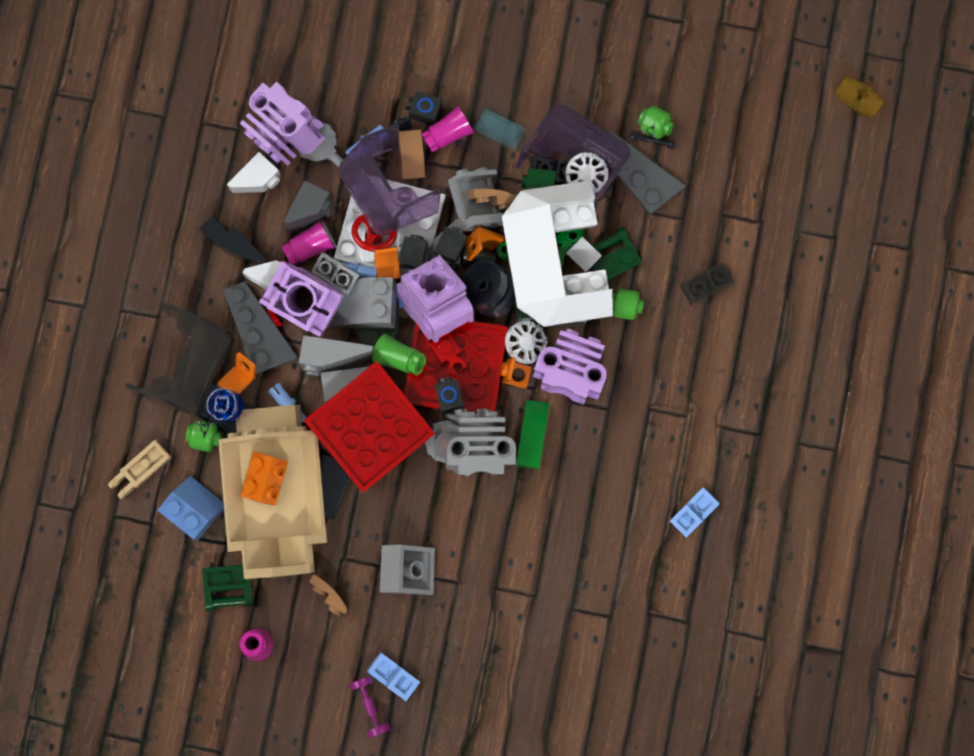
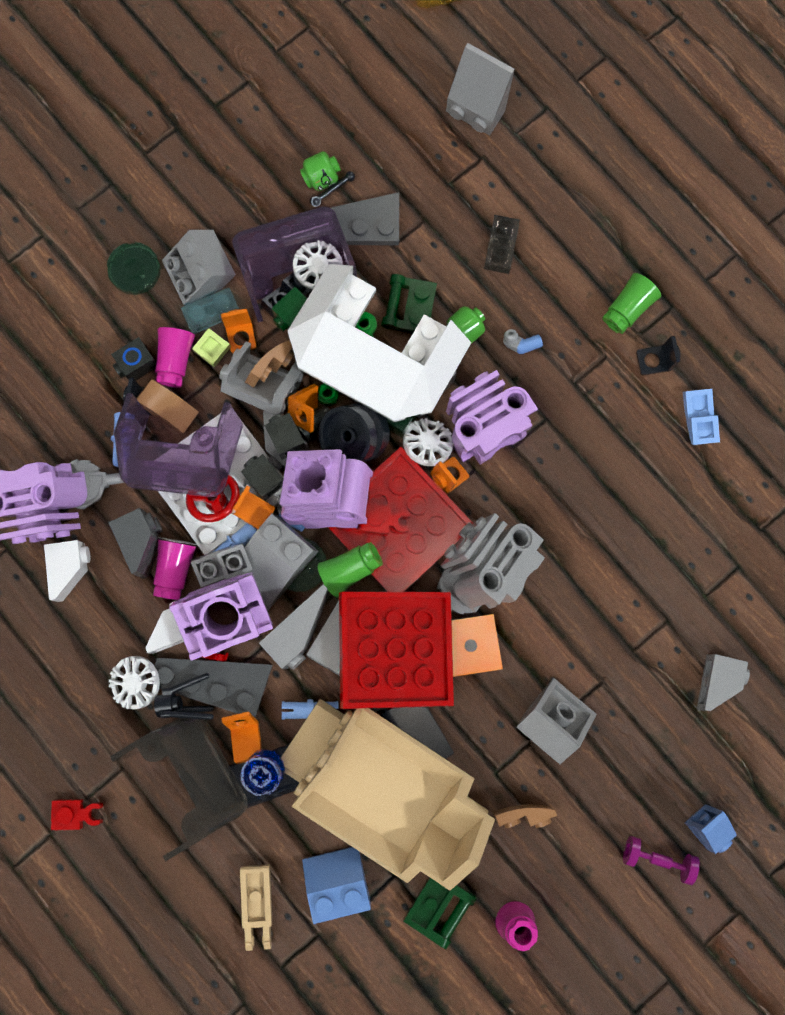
camera: 55 degrees left, 0 degrees up
(105, 308) = (70, 814): none -> red plate
(203, 435) = (274, 817): bright green head -> none
(217, 280) = (134, 682): none -> white wheel
(222, 314) = (170, 705): none -> black plant
(231, 242) = (109, 640): black slope -> none
(264, 478) = (365, 791): orange bracket -> none
(393, 676) = (646, 814): light blue slope -> none
(413, 478) = (475, 645): none -> orange tile
(415, 725) = (712, 829): none -> medium blue slope
(448, 395) = (424, 550): pearl dark grey brick -> none
(474, 150) = (211, 347): none -> yellowish green plate
(487, 55) = (133, 268): none -> clear green tile
(505, 152) = (238, 321): none -> orange bracket
(521, 659) = (721, 680): none -> light grey slope
(522, 96) = (198, 266): none -> light grey slope
(532, 435) = (519, 502): green slope -> none
(584, 254) = (389, 326): white sticker -> none
(645, 351) = (520, 345): none -> arm
(720, 454) = (667, 354): none -> black bracket
(734, 403) = (631, 303): none -> bright green plant
(796, 183) = (480, 90): none -> light grey slope

